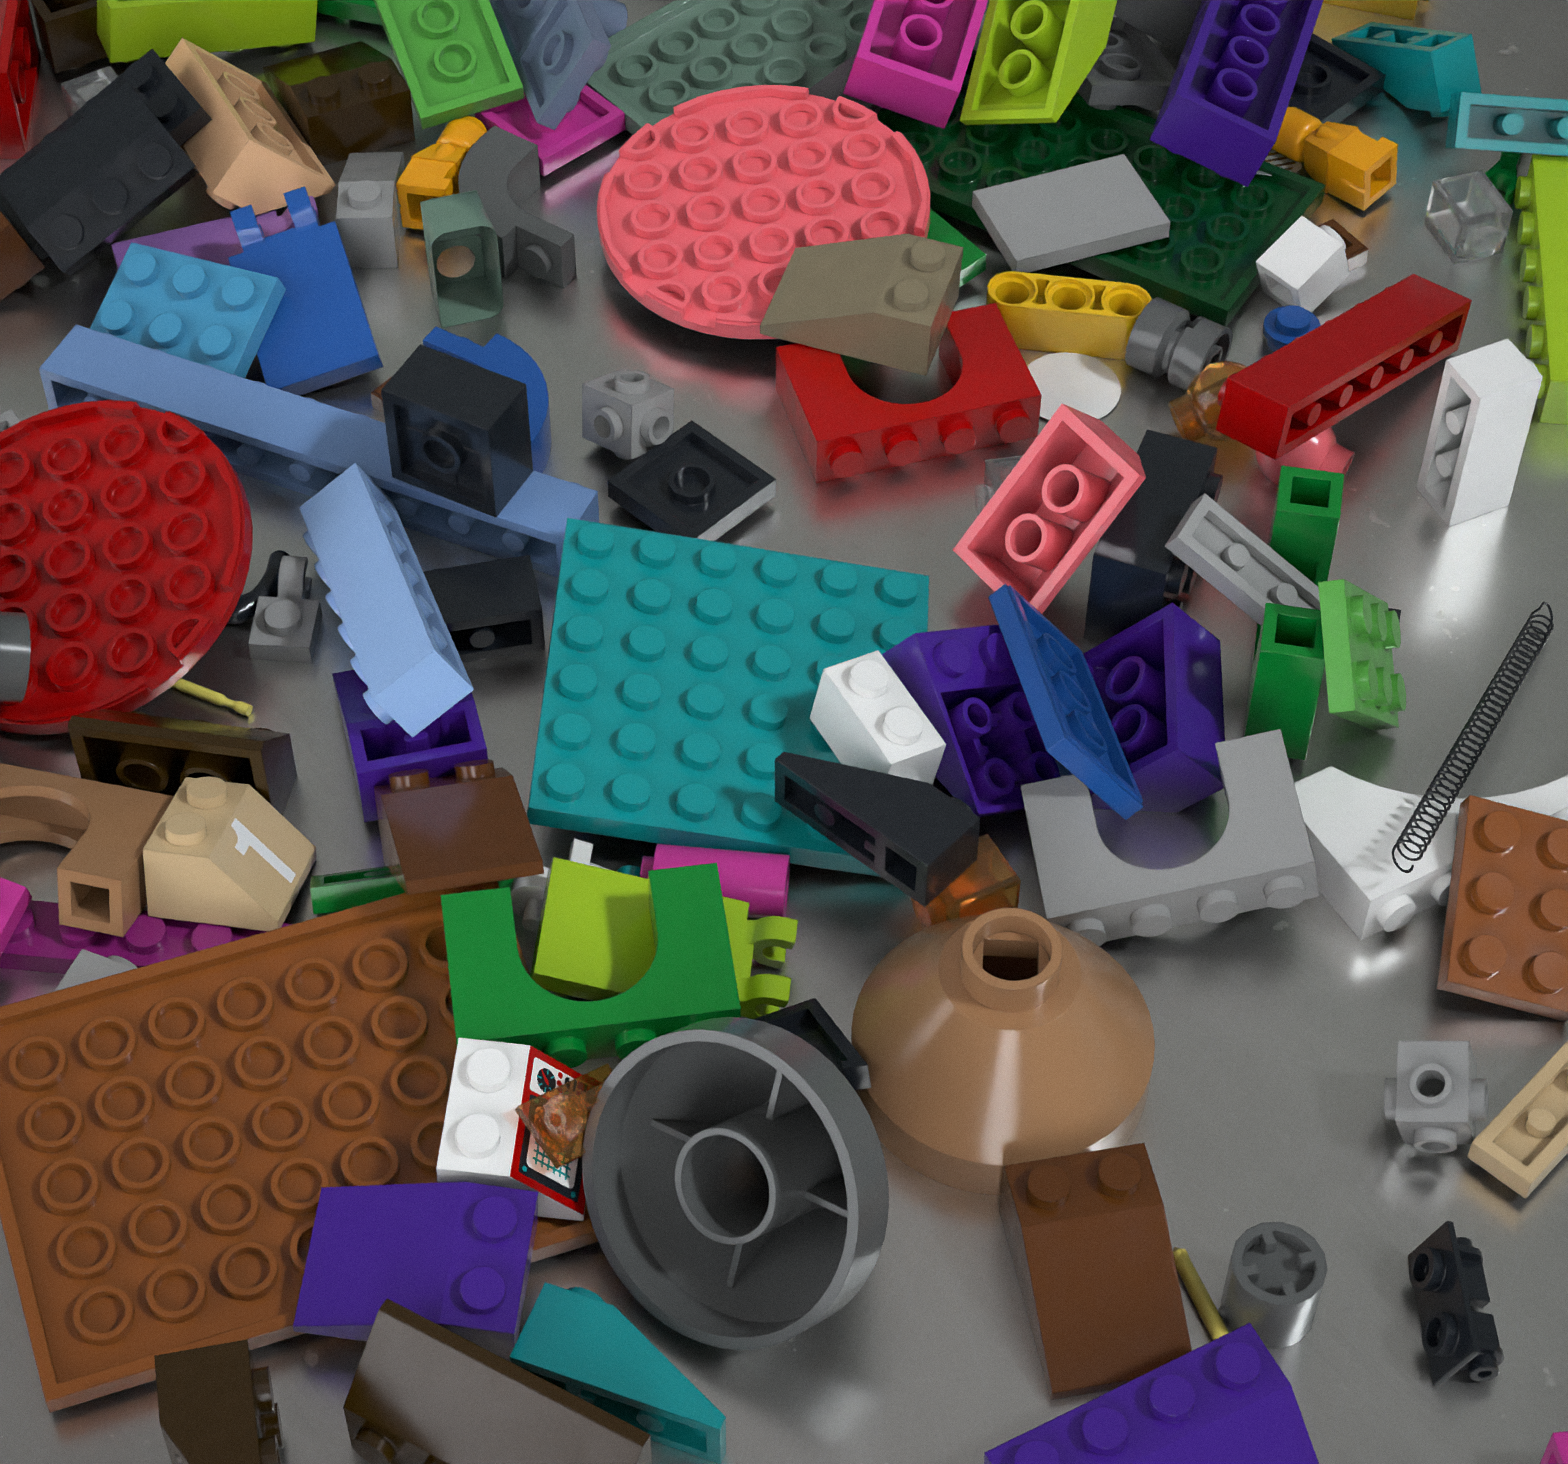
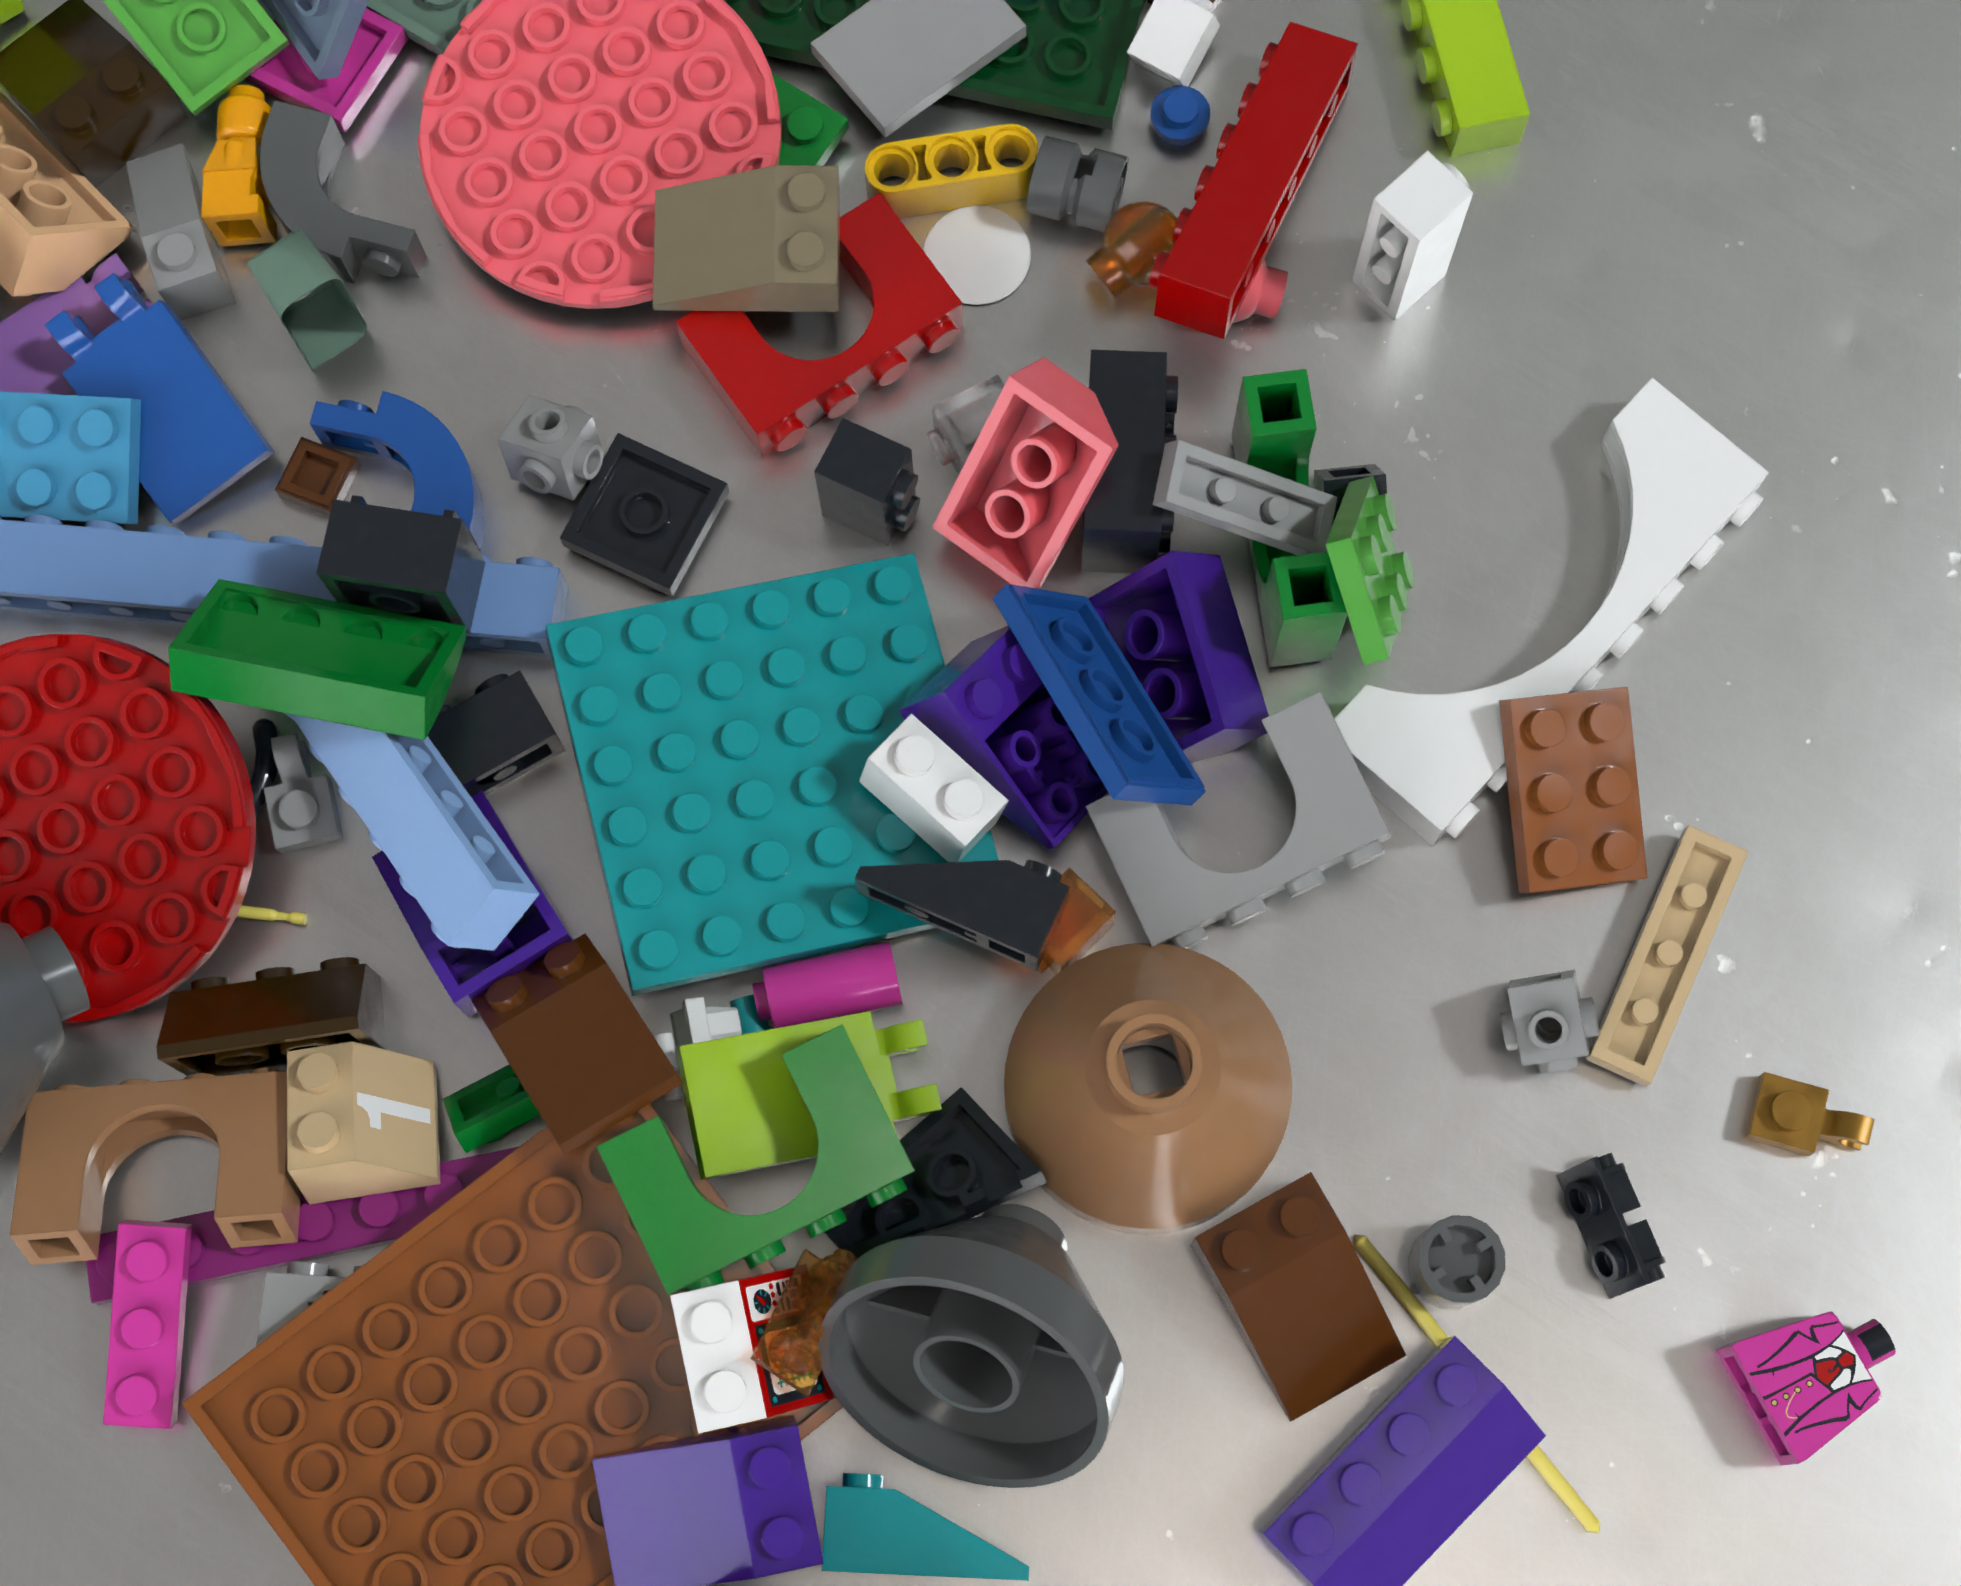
camera: 15 degrees left, 25 degrees up
(351, 475) = (317, 658): none -> green slope
(903, 498) = (867, 483): none -> black brick
(1468, 726) = (1493, 607): black piece -> none

